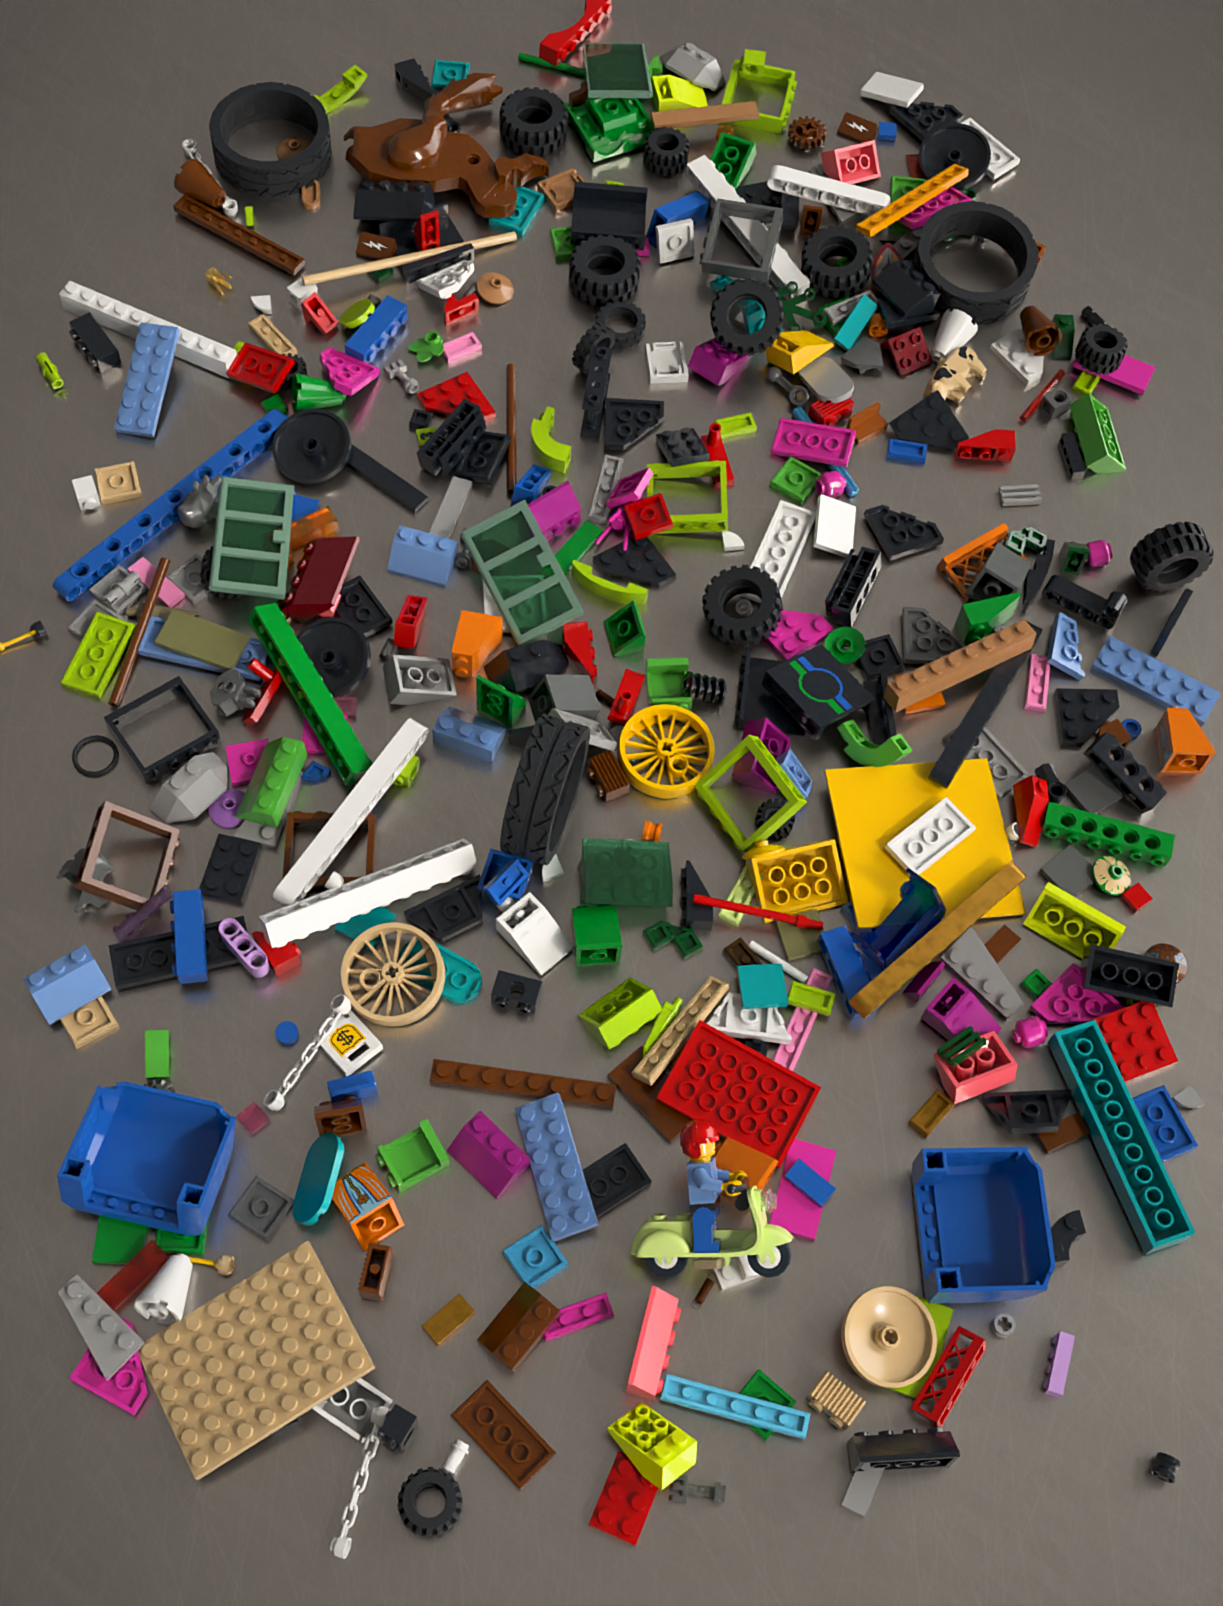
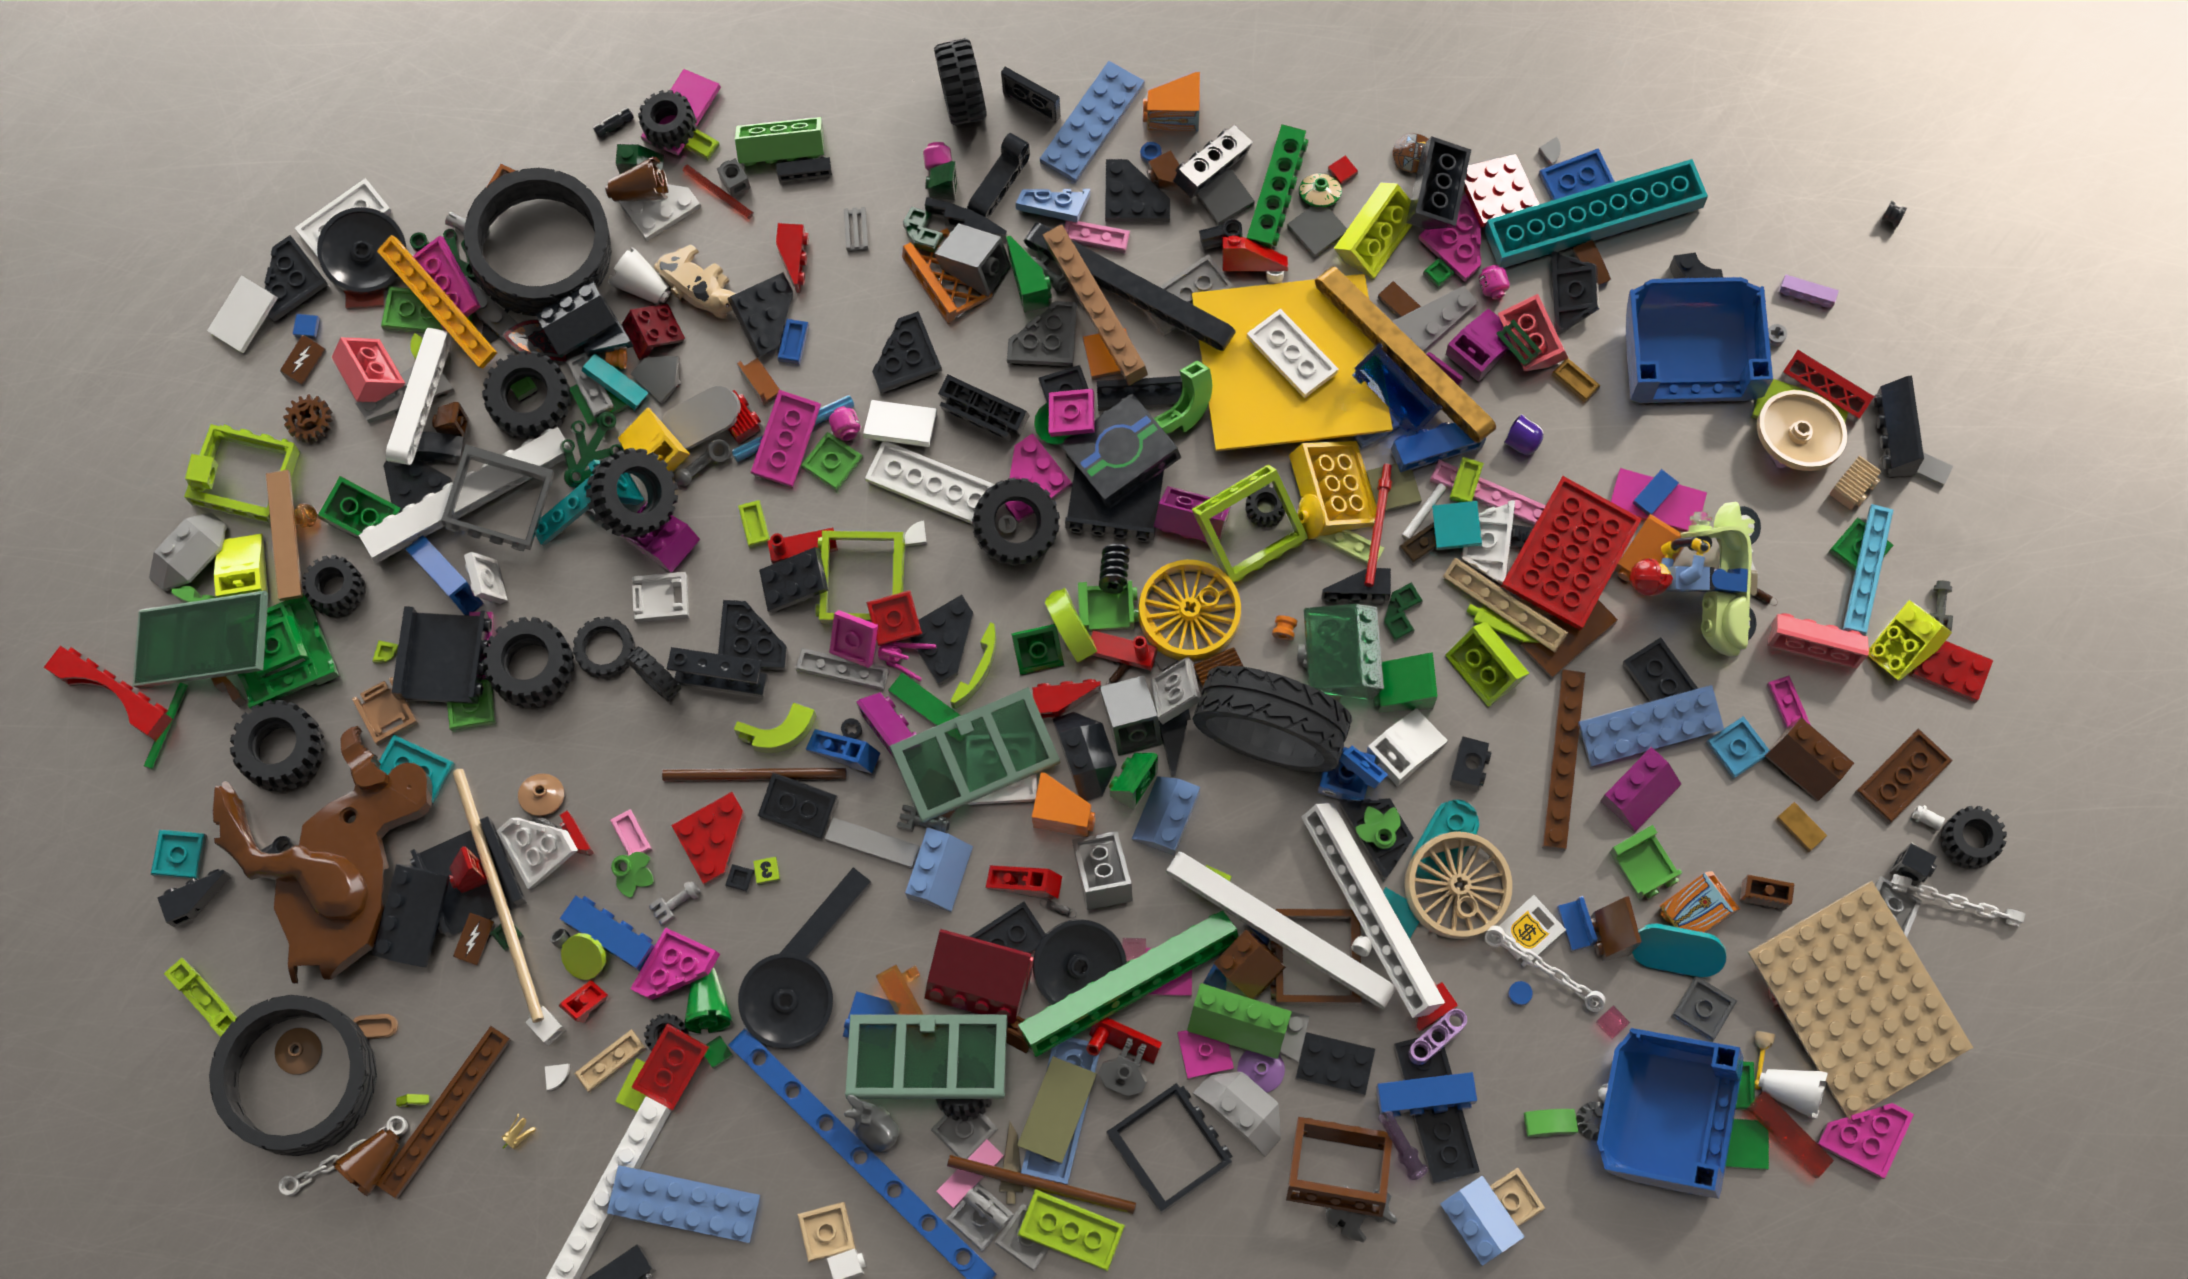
camera: 80 degrees left, 10 degrees up
(96, 773) = (1176, 1229): black tyre -> none
(103, 1330) = (1838, 1148): light grey wing -> none
(322, 789) = (1249, 964): none -> reddish brown slope
(438, 449) = (775, 840): black brick -> none
(454, 903) = (1379, 824): none -> bright green plate
(645, 645) = (1070, 625): none -> lime arch
(795, 772) = (1218, 480): medium blue slope -> none
(851, 649) = (1071, 412): none -> dark pink plate
(863, 1054) = (1524, 436): none -> dark purple helmet

